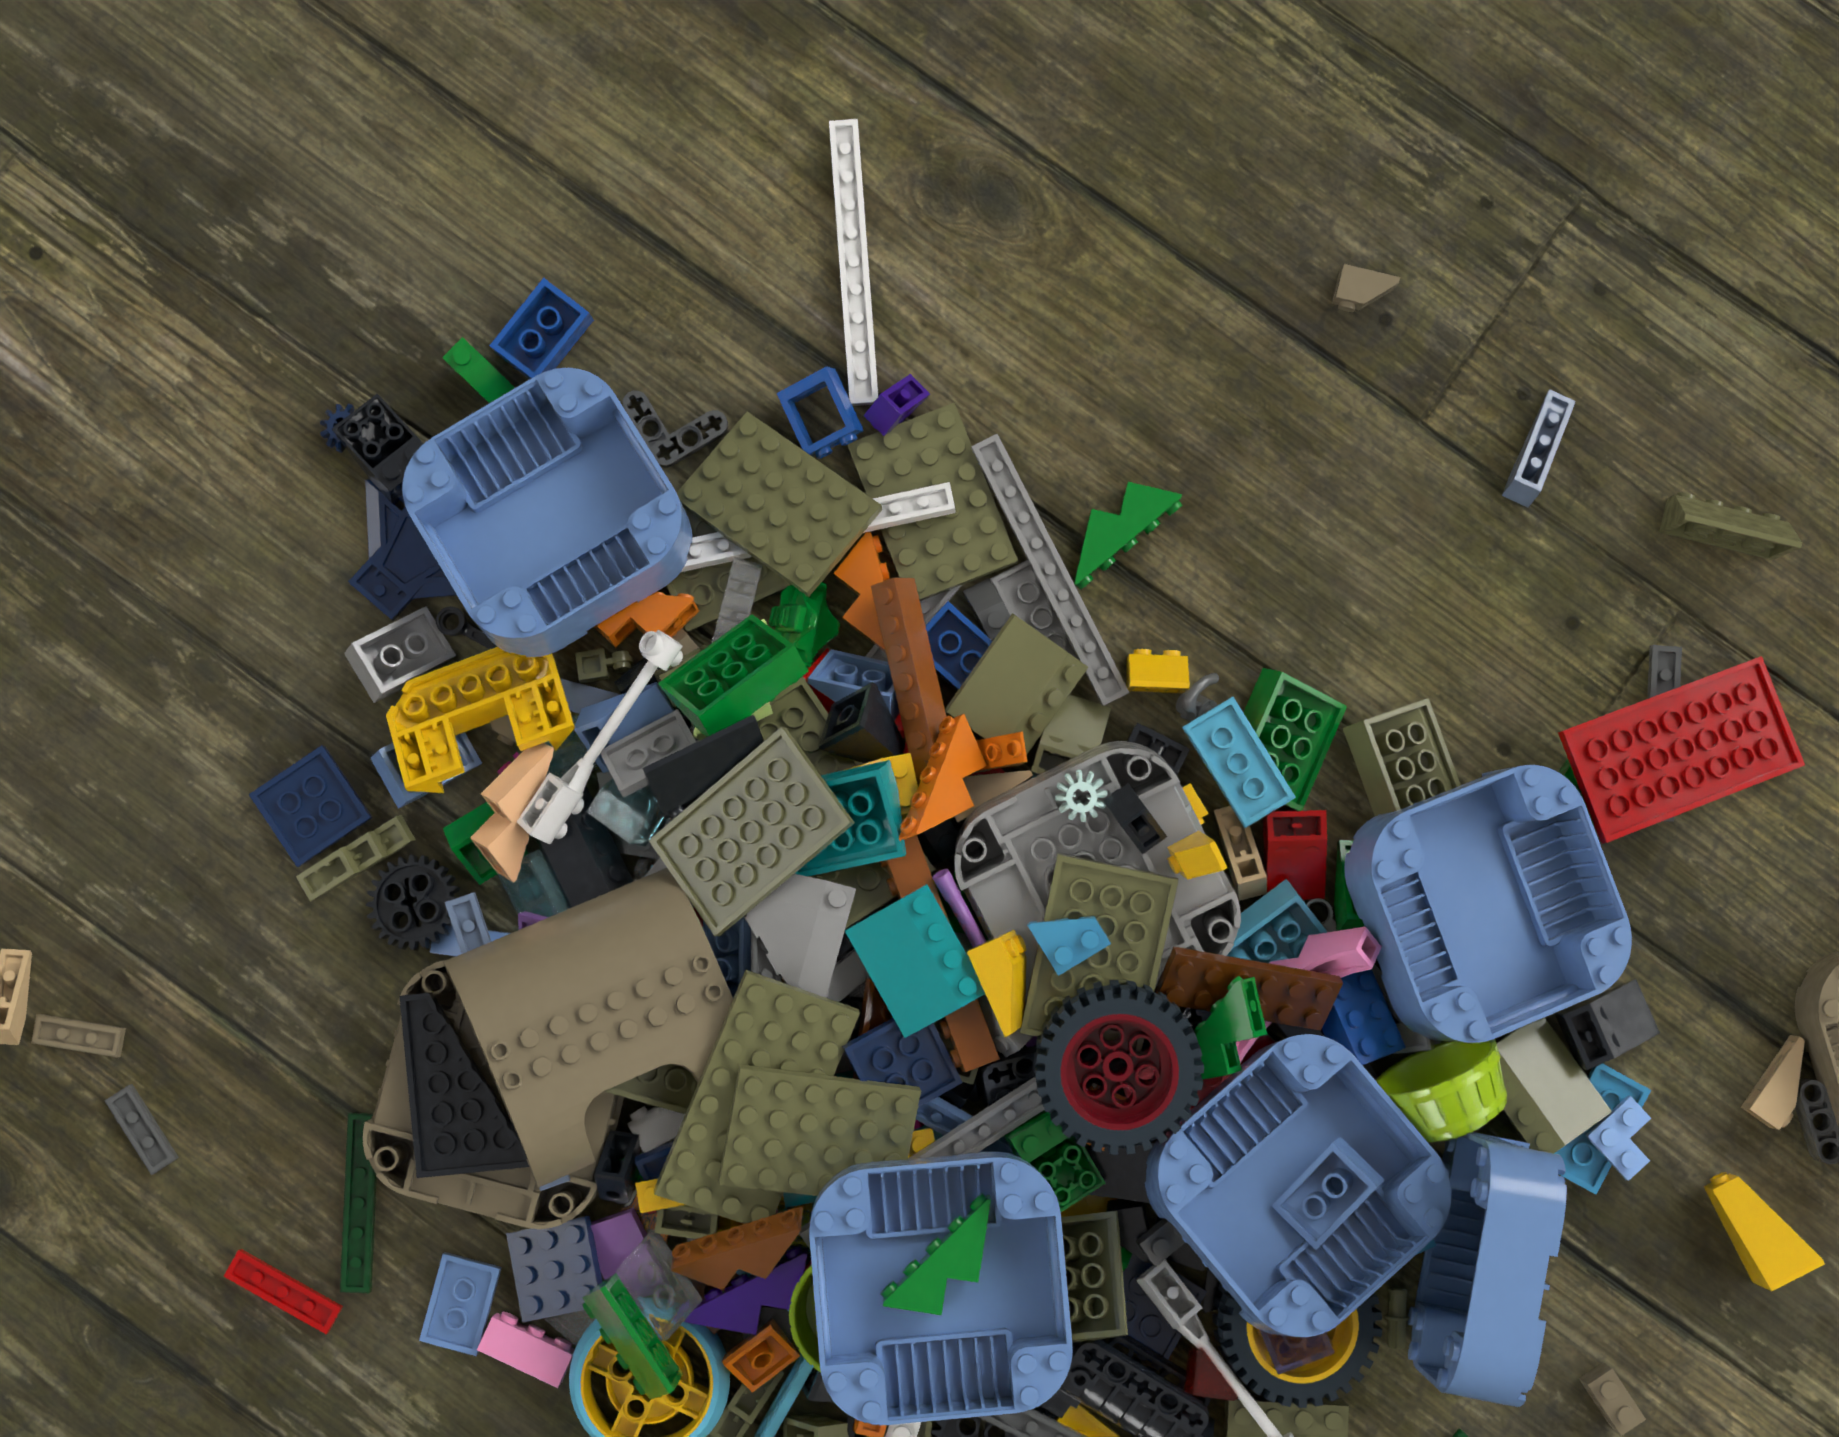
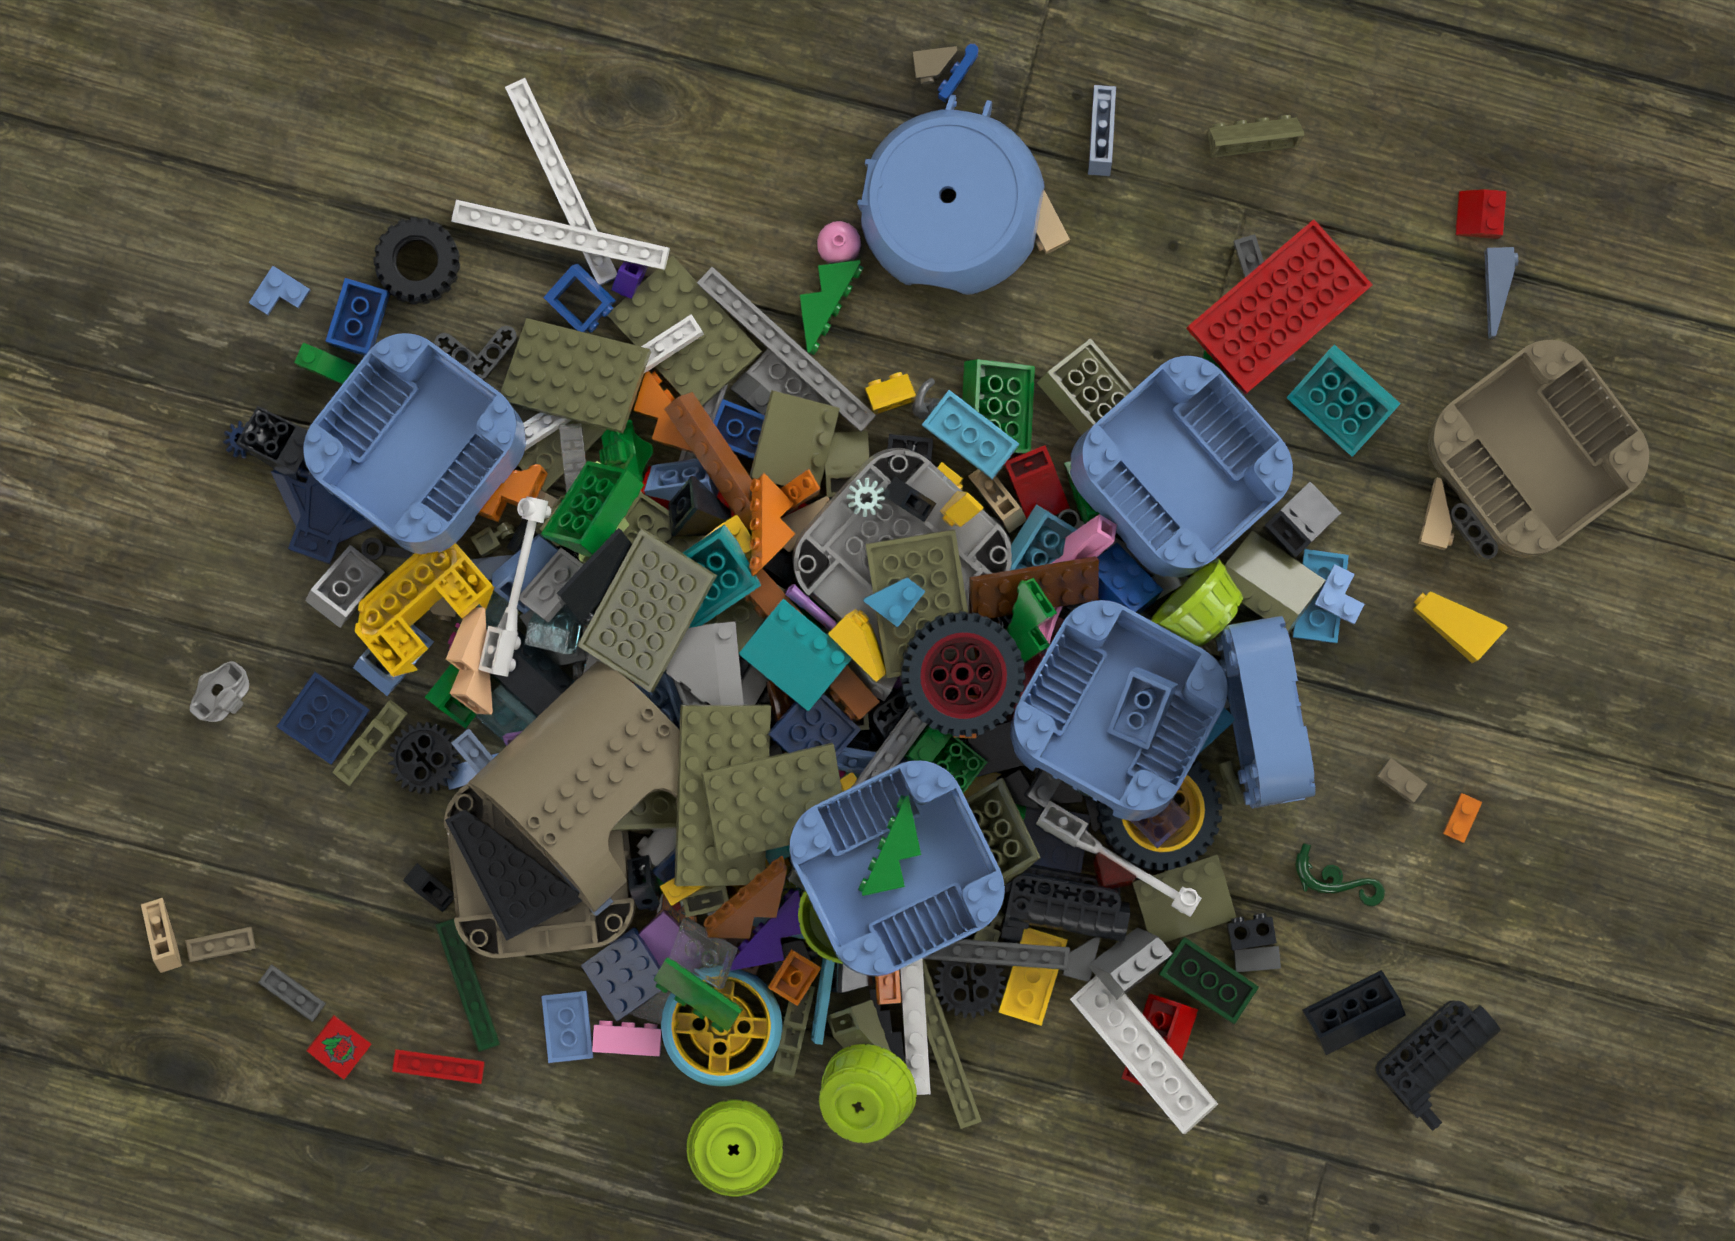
camera: 25 degrees left, 0 degrees up
(171, 1219) = (338, 1047): none -> red slope
(220, 724) = (235, 684): none -> light grey piece
(357, 1064) = (429, 887): none -> black slope
(461, 258) = (278, 285): none -> medium blue plate
(631, 254) = (396, 239): none -> black tyre
(827, 325) = (560, 234): none -> white plate
(1163, 463) = (838, 242): none -> bright pink cylinder
(1314, 519) = (961, 242): none -> medium blue container
(1389, 310) = (958, 72): none -> blue plate
(1429, 542) = (1050, 230): none -> tan slope
(1715, 895) = (1343, 400): none -> teal slope

